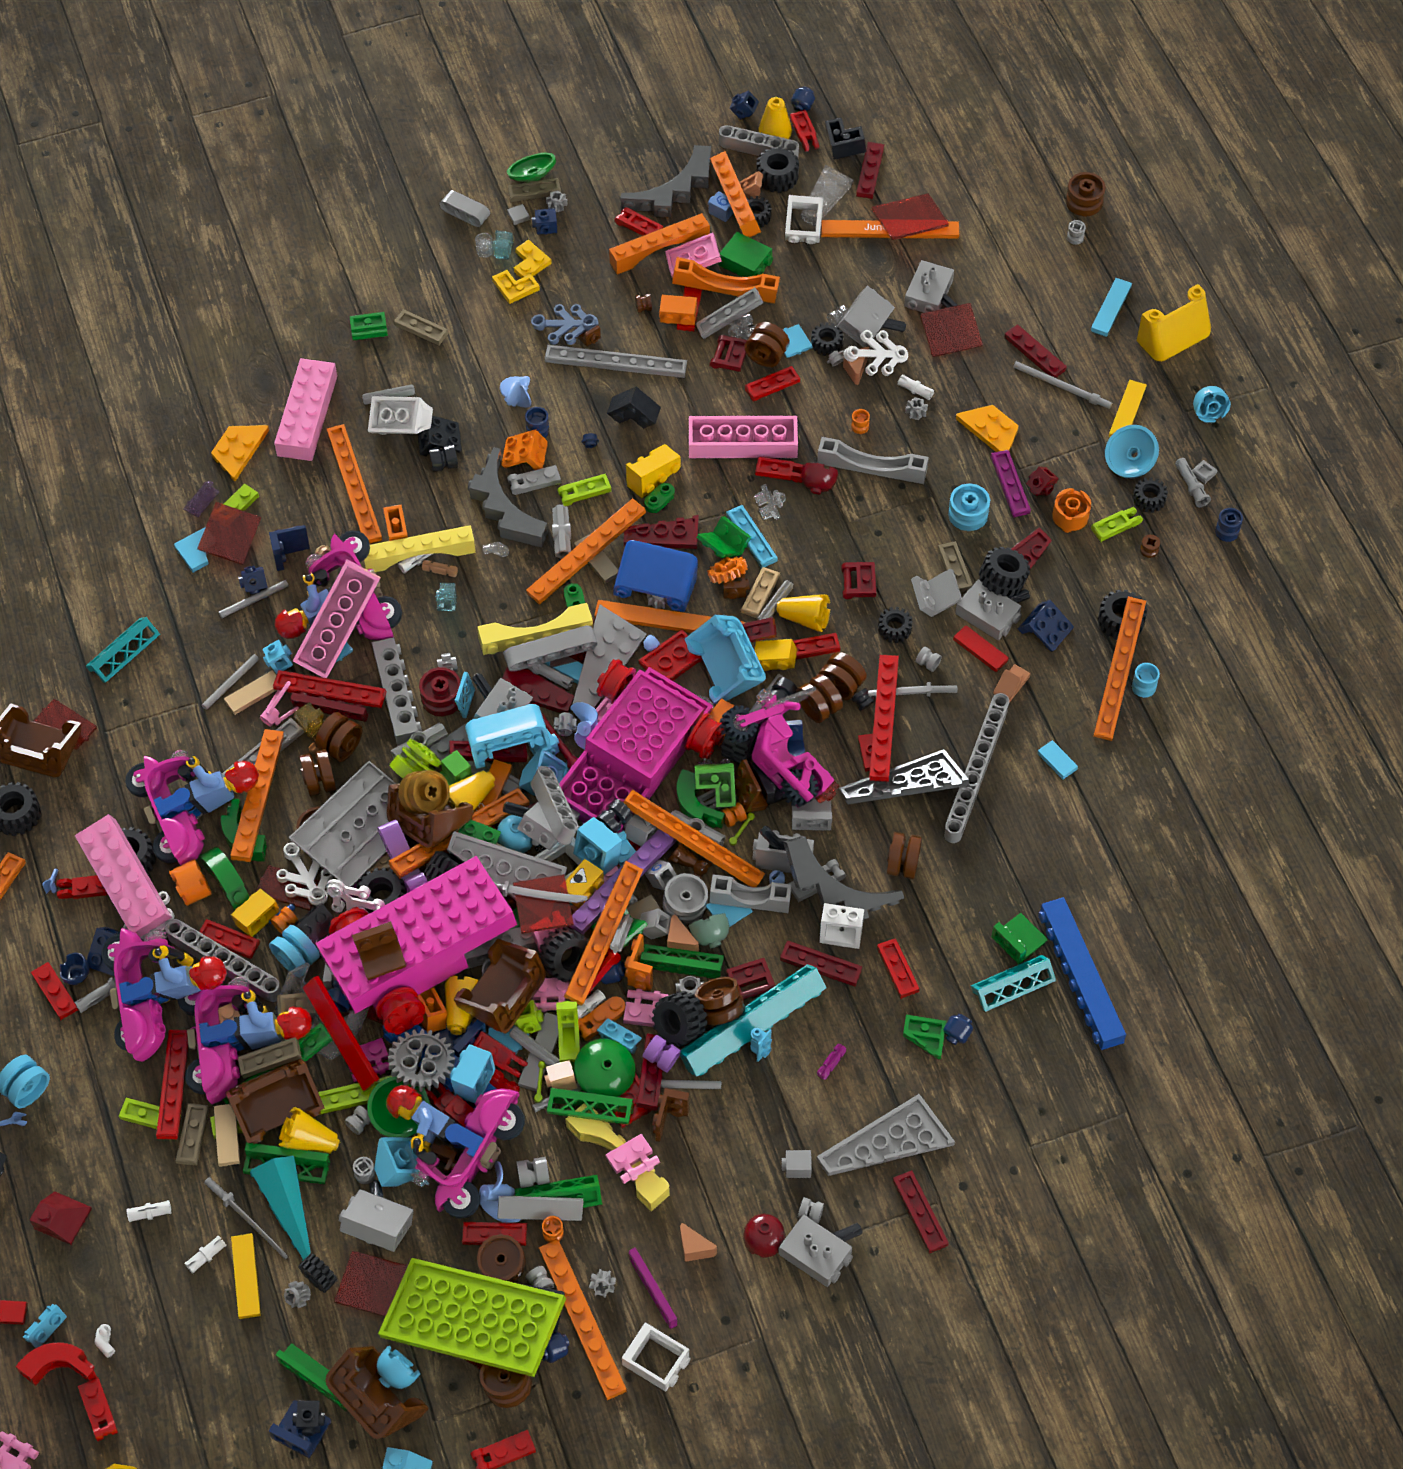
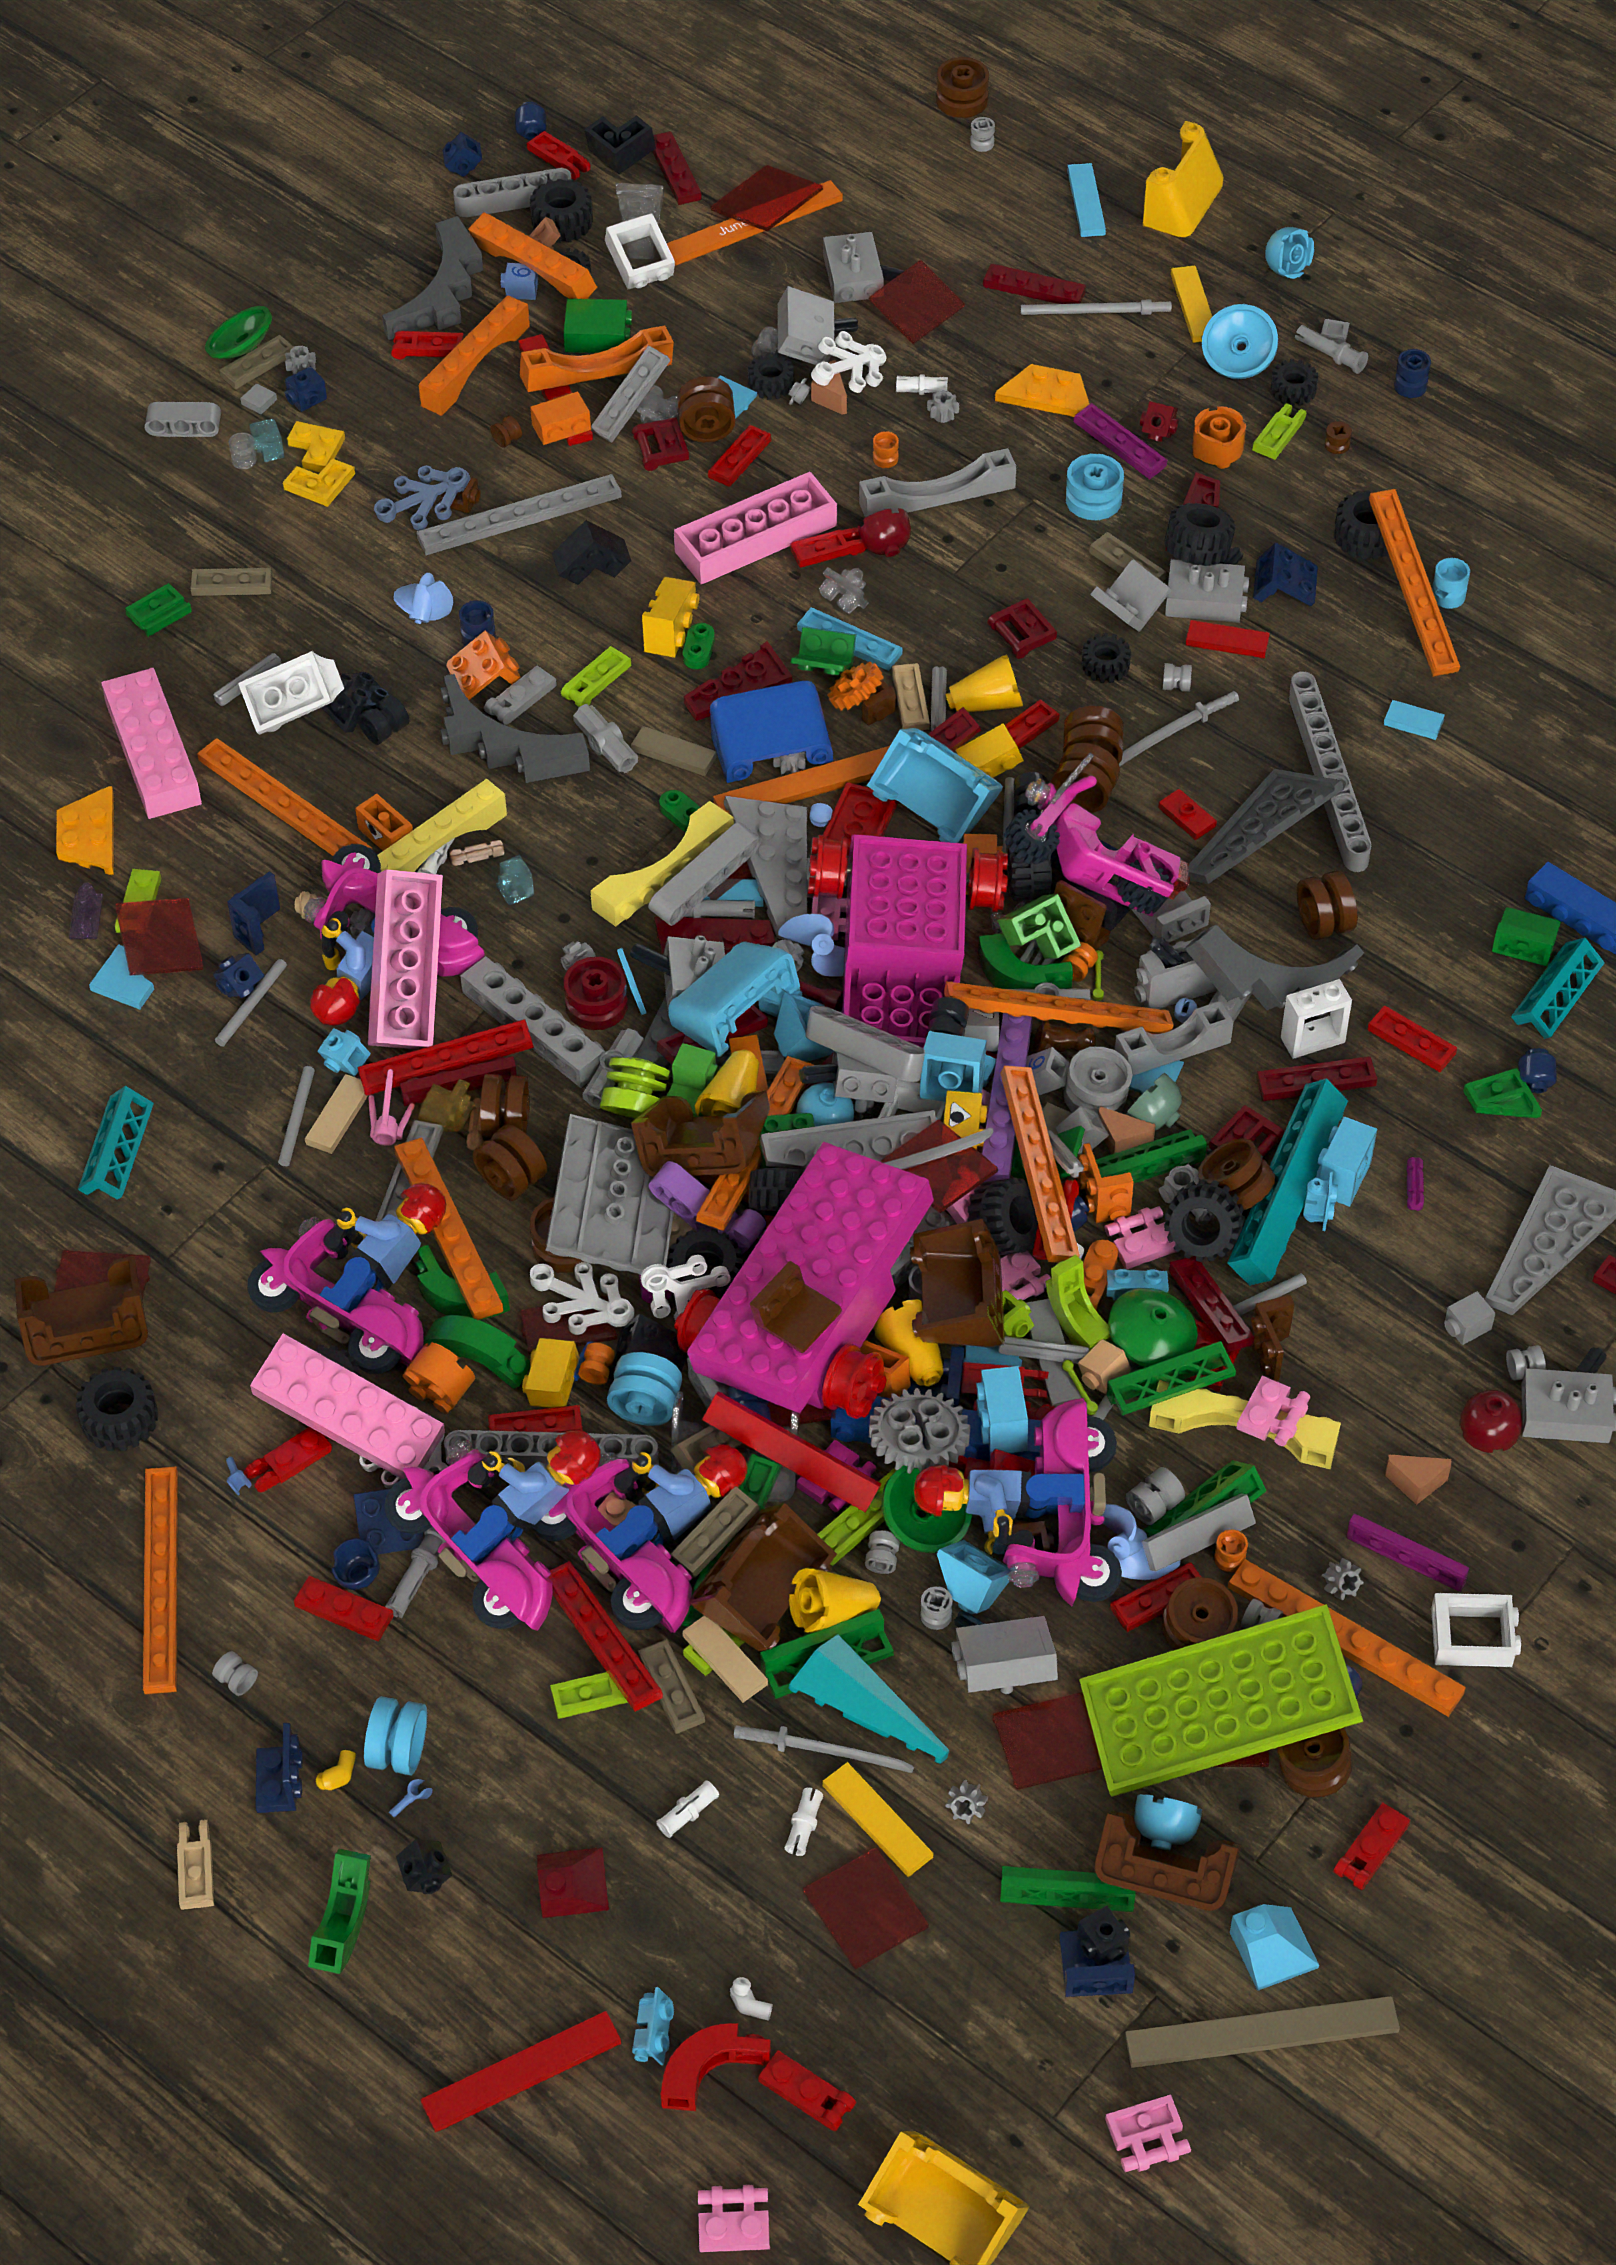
camera: 30 degrees left, 5 degrees down
(204, 1323) = (865, 1908): none -> clear red piece
(317, 1273) = (976, 1759): black tyre -> none
(424, 792) = (685, 1107): pearl gold wheel -> none
(497, 548) = (534, 795): clear arm -> none
(585, 551) = (655, 746): orange plate -> none
(590, 440) = (559, 617): dark blue plate -> none
(661, 1053) = (1214, 1271): medium lavender wheel -> none
(702, 250) = (535, 334): bright pink tile -> none
(776, 119) = (516, 151): yellow cone -> none
(794, 1025) = (1347, 1157): none -> medium azure brick
(863, 699) = (1135, 757): black wheel -> none
(884, 718) = (1177, 766): red plate -> none
(1012, 681) = (1293, 657): nougat slope -> none

